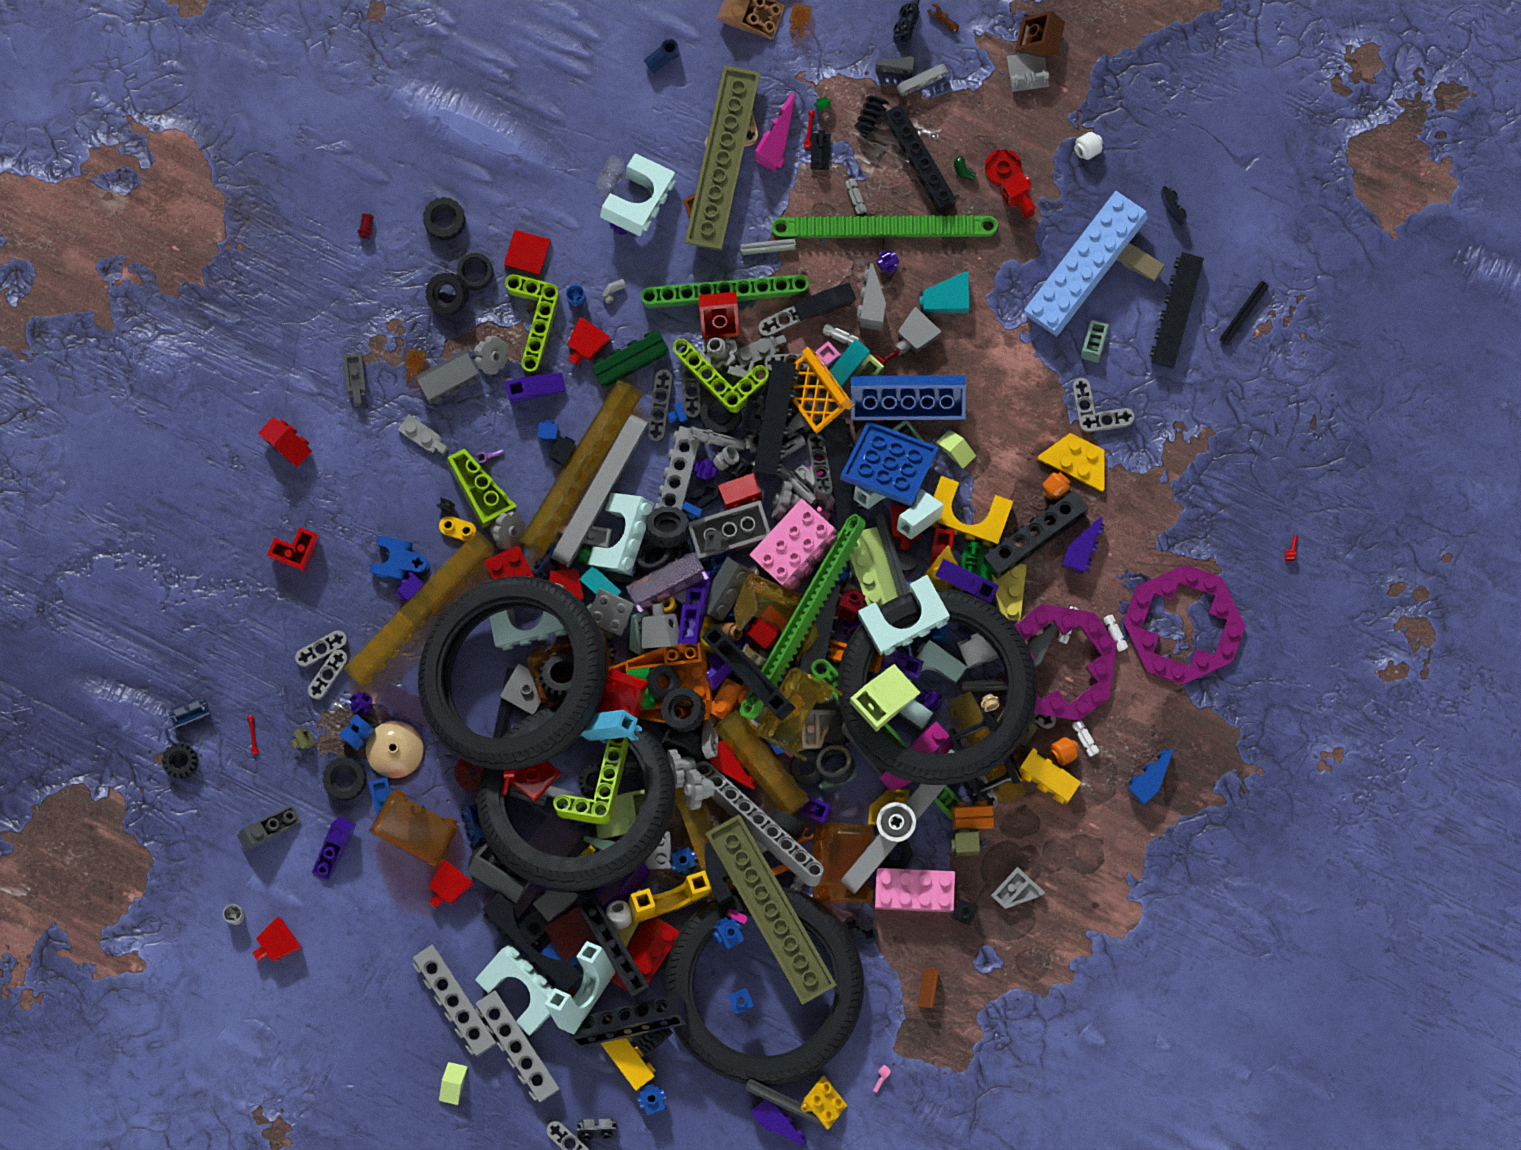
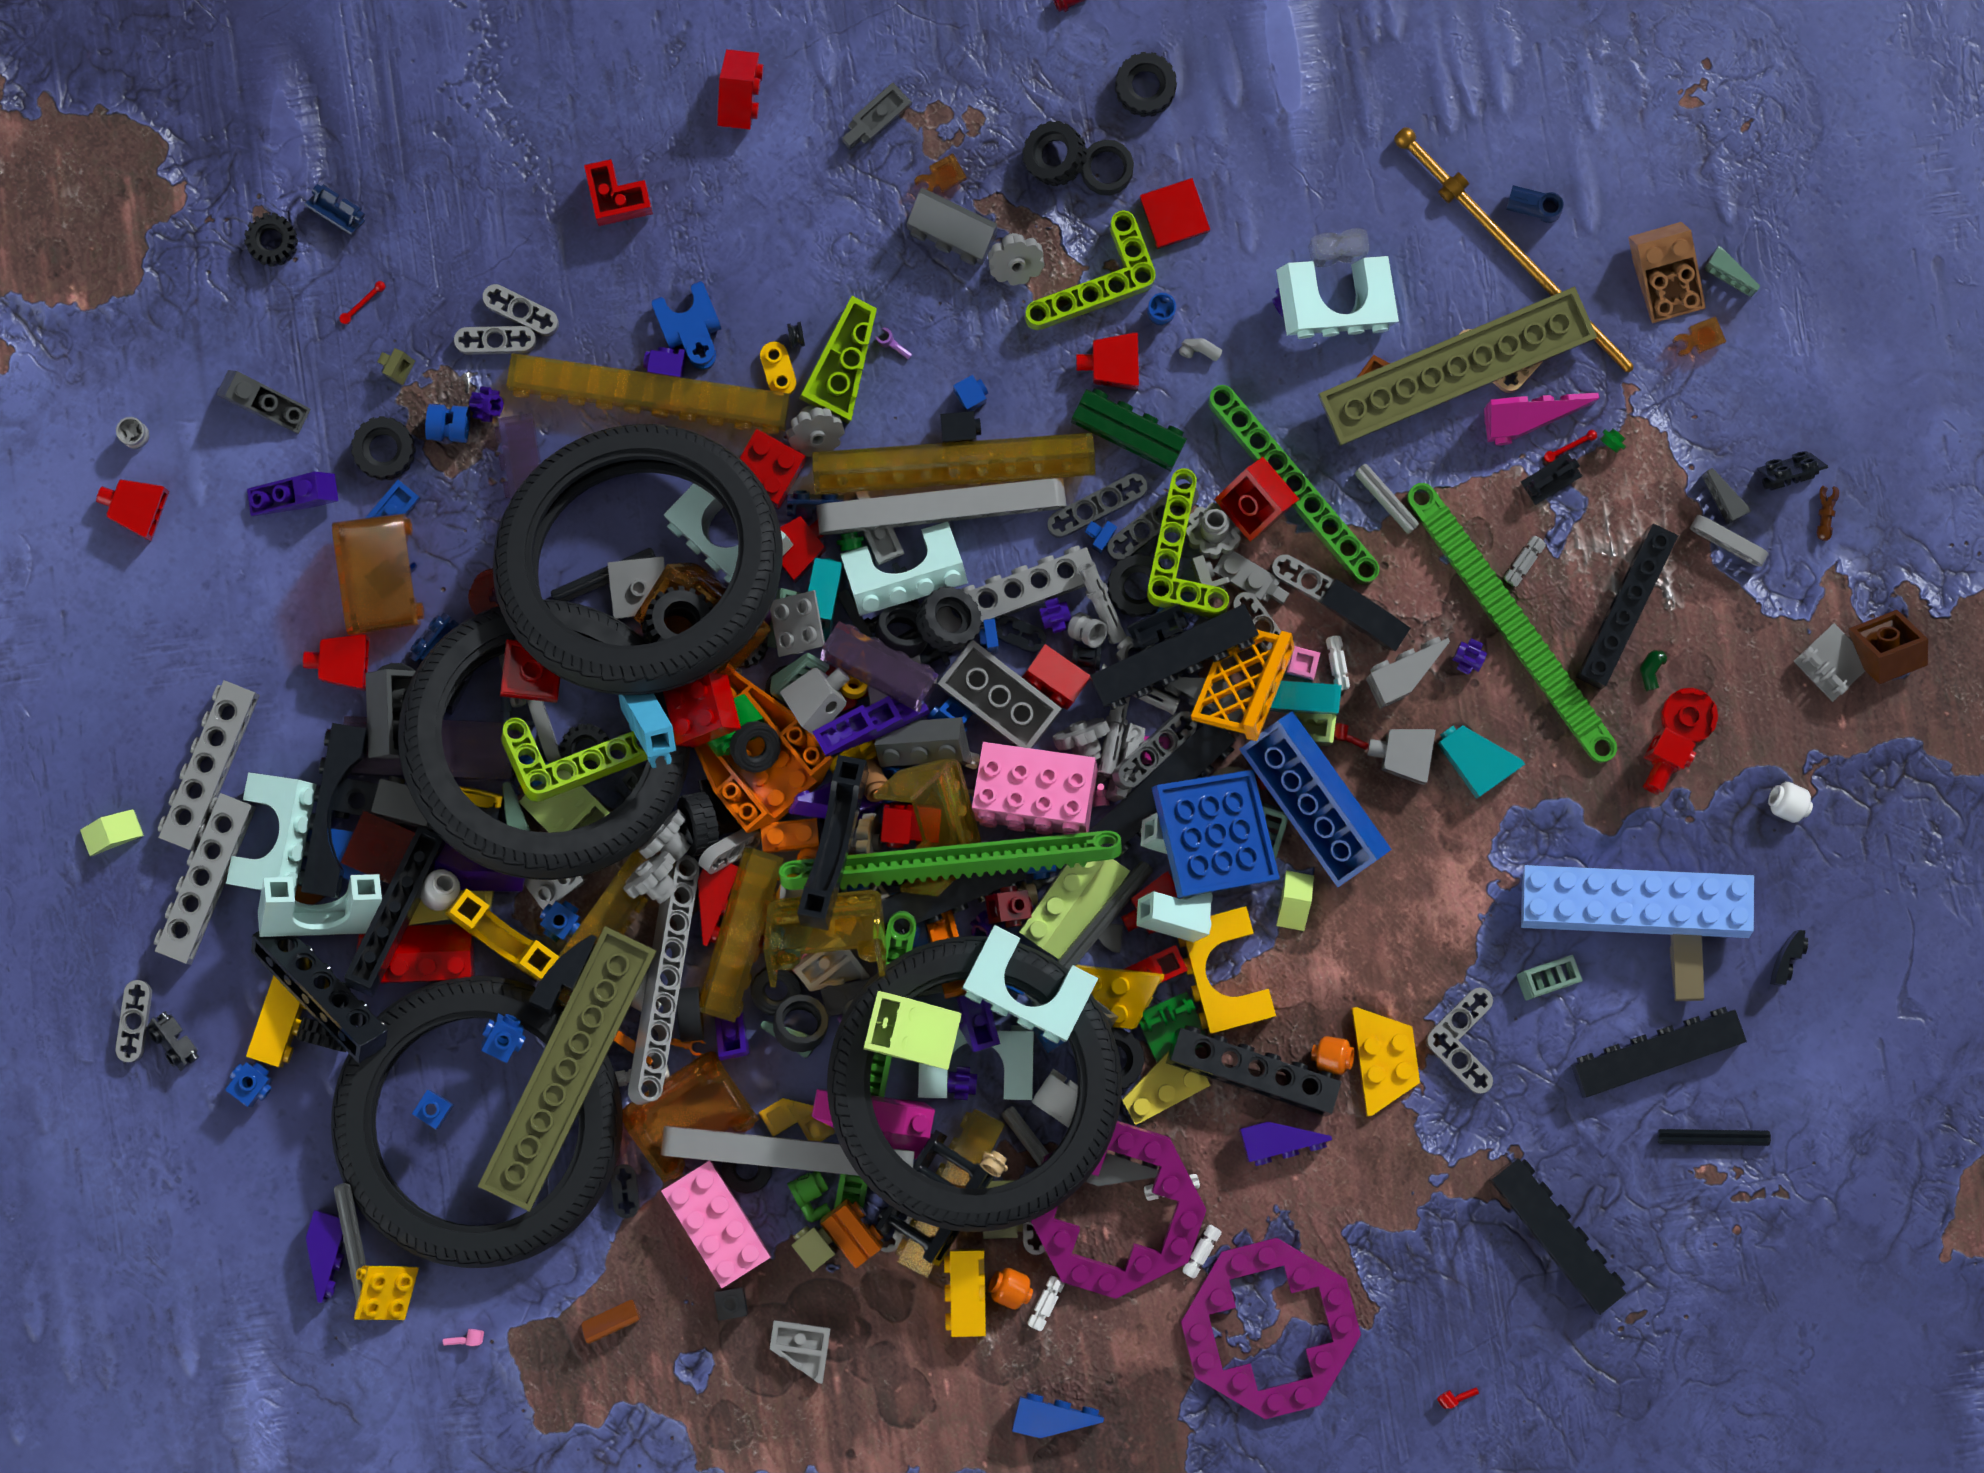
camera: 45 degrees right, 5 degrees up
(405, 757) = (464, 501): tan dish -> none
(422, 435) = (862, 246): light grey hinge -> none
(507, 775) = (509, 641): red hand -> none
(534, 387) = (1013, 339): dark purple slope -> none
(622, 92) = (1453, 188): none -> pearl gold bar
(695, 718) = (731, 774): black tyre -> none
(713, 541) = (970, 687): dark grey tile -> none
(736, 915) = (531, 1033): dark pink tile -> none
(870, 114) = (1638, 508): black piece -> none
(886, 816) = (760, 1151): white brick -> none
(930, 826) = (807, 1189): none -> bright green piece
(967, 580) = (1135, 1029): dark purple slope -> none
(1240, 432) = (1558, 1236): none -> black brick

